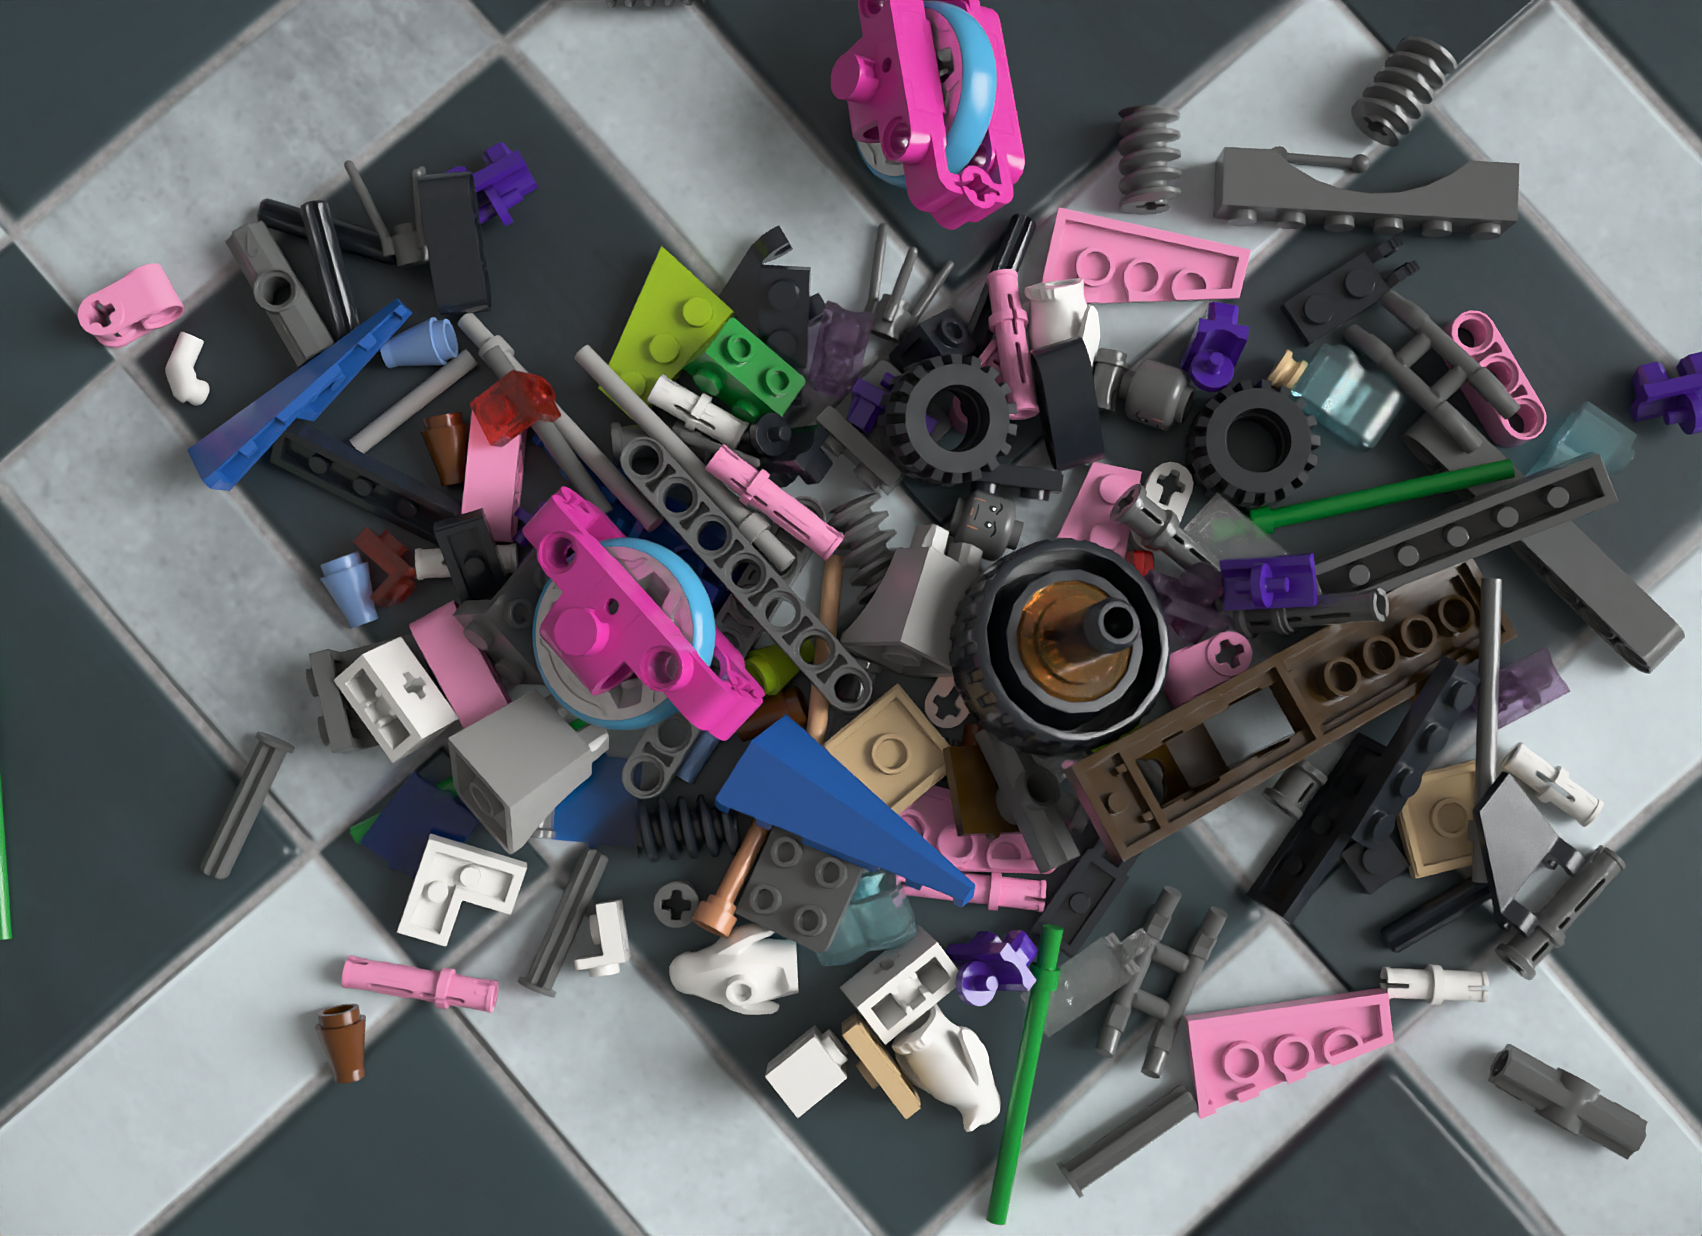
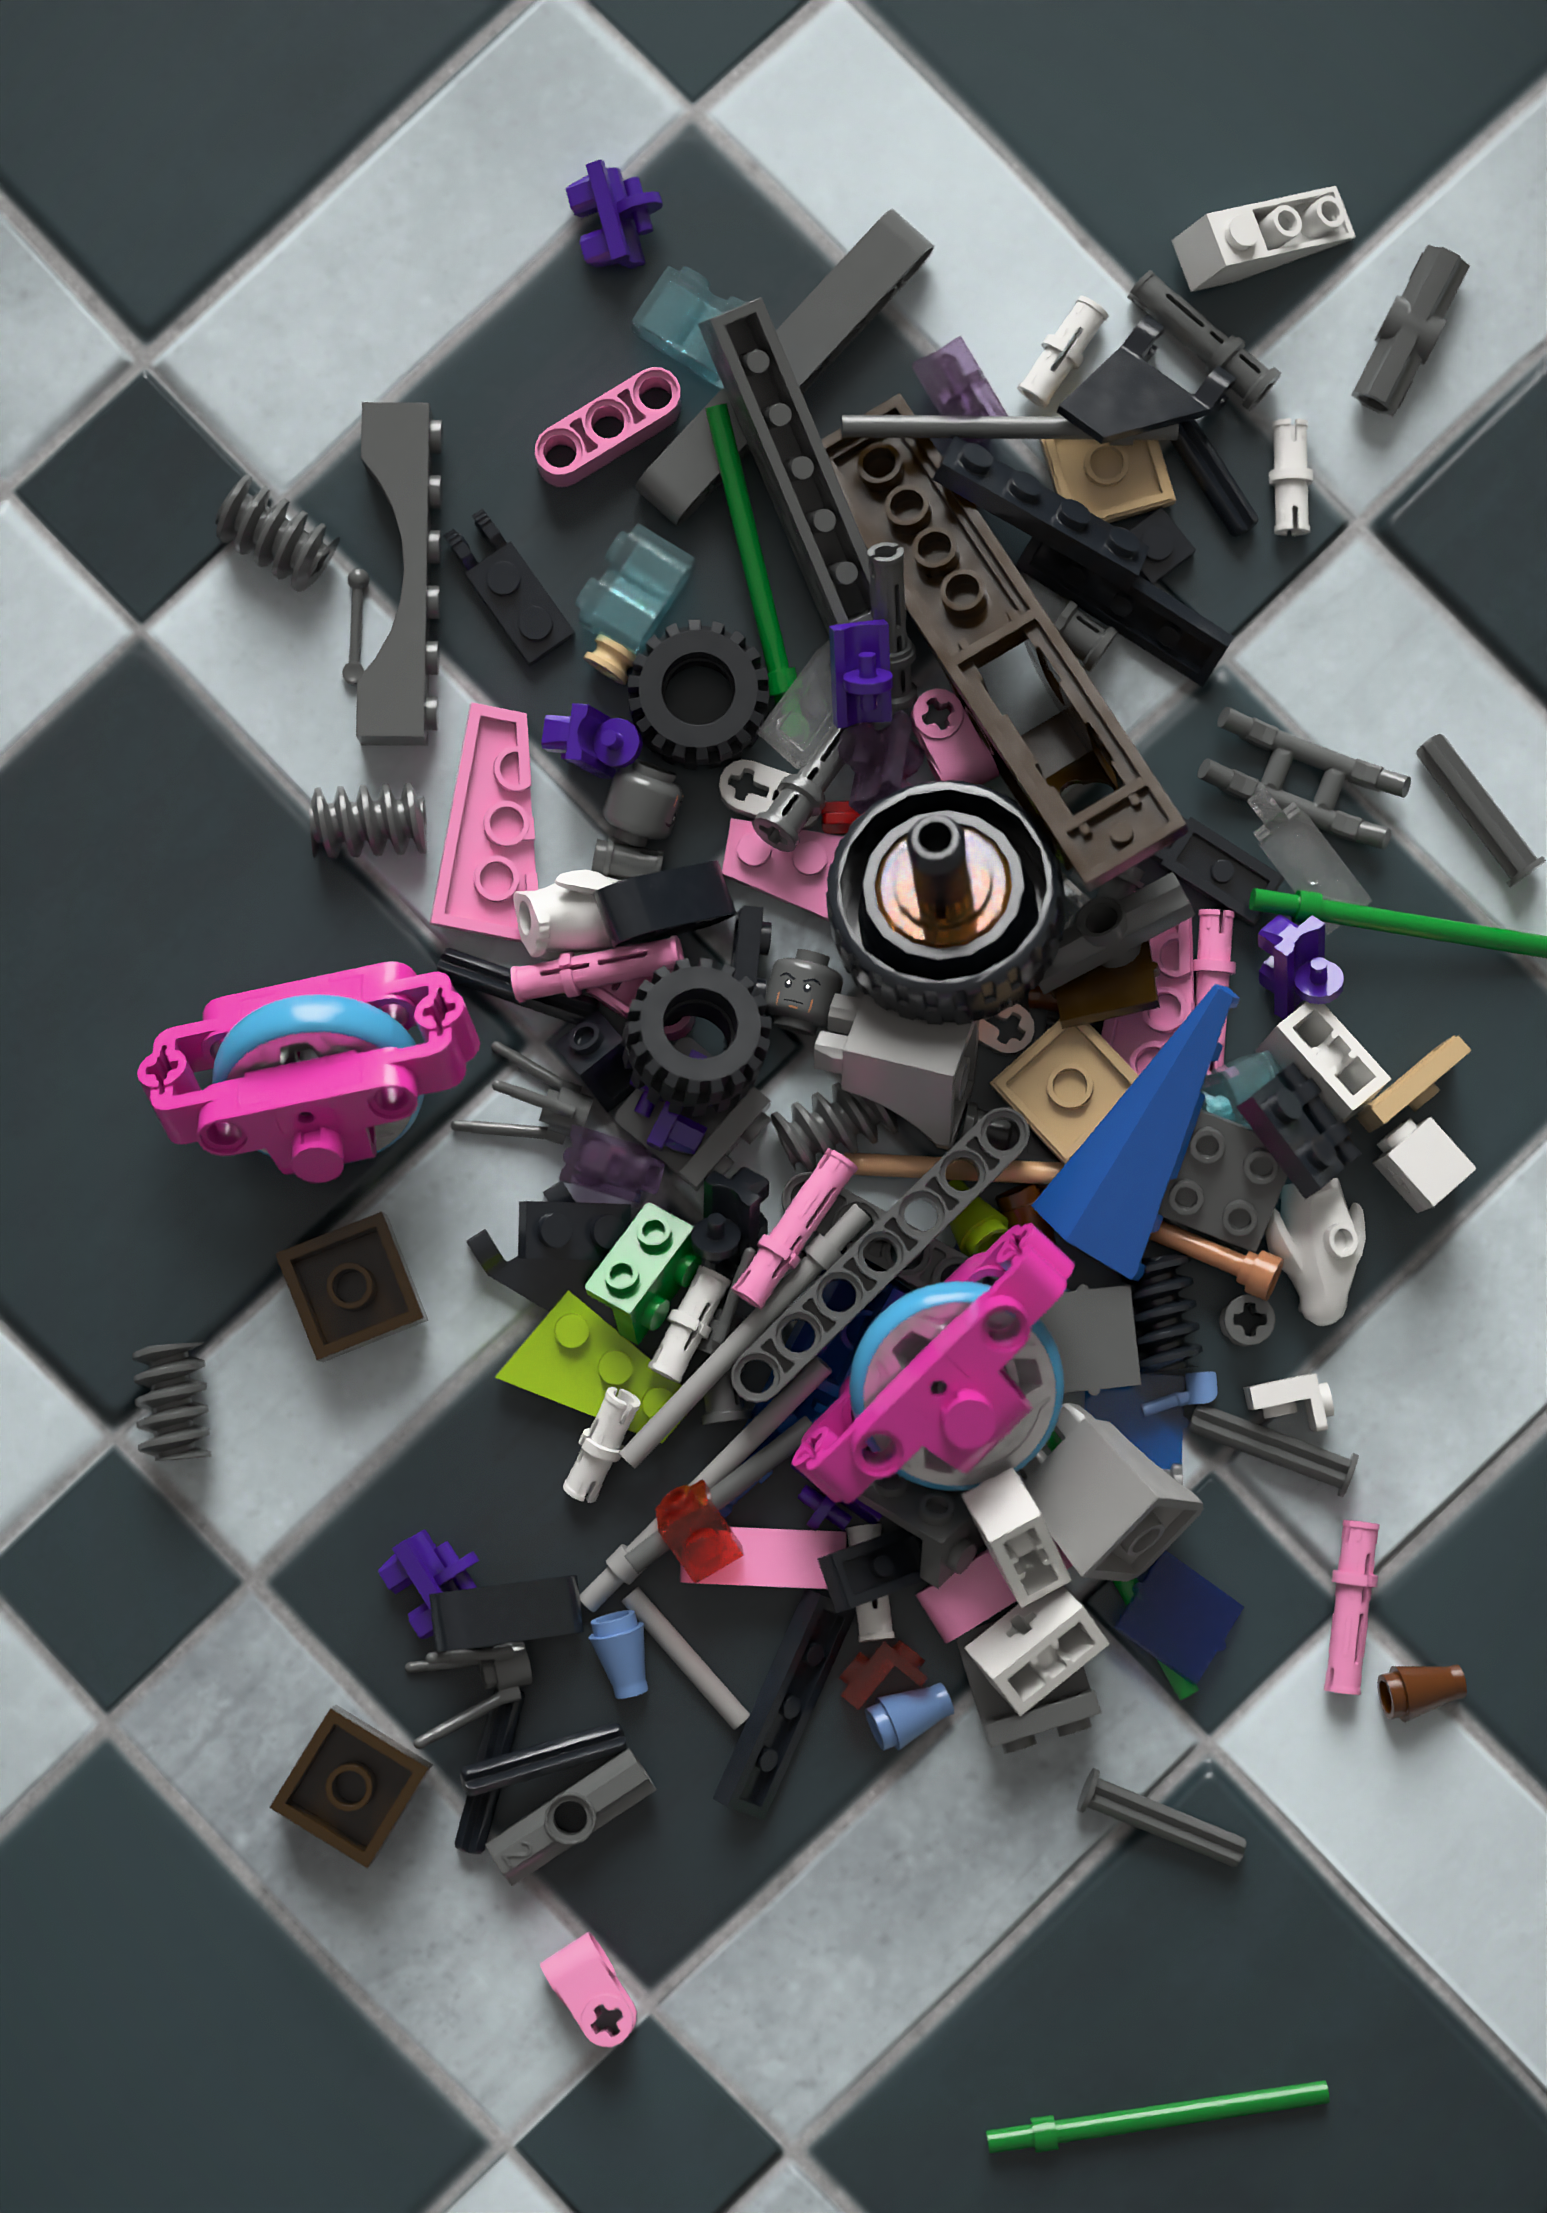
camera: 90 degrees left, 0 degrees up
(181, 371) = (666, 1930): white arm -> none
(240, 442) = (737, 1834): blue wedge -> none
(317, 108) = (351, 1786): none -> dark brown brick
(448, 446) = (737, 1612): reddish brown cone -> none
(453, 874) = (1227, 1572): white plate -> none
(486, 680) = (1016, 1537): none -> white brick
(598, 333) = (601, 1444): none -> white pin
(618, 859) = (1200, 1389): none -> medium blue hand
(665, 762) = (1095, 1338): none -> dark grey piece
(745, 126) = (351, 1287): none -> dark brown brick
(833, 949) = (1299, 1130): none -> black plate
(949, 1066) = (1410, 1008): white animal -> none
(1266, 1044) = (1367, 661): bright pink wing -> none
(1432, 399) = (638, 495): dark grey piece -> none
(1655, 966) = (1260, 237): none -> white slope

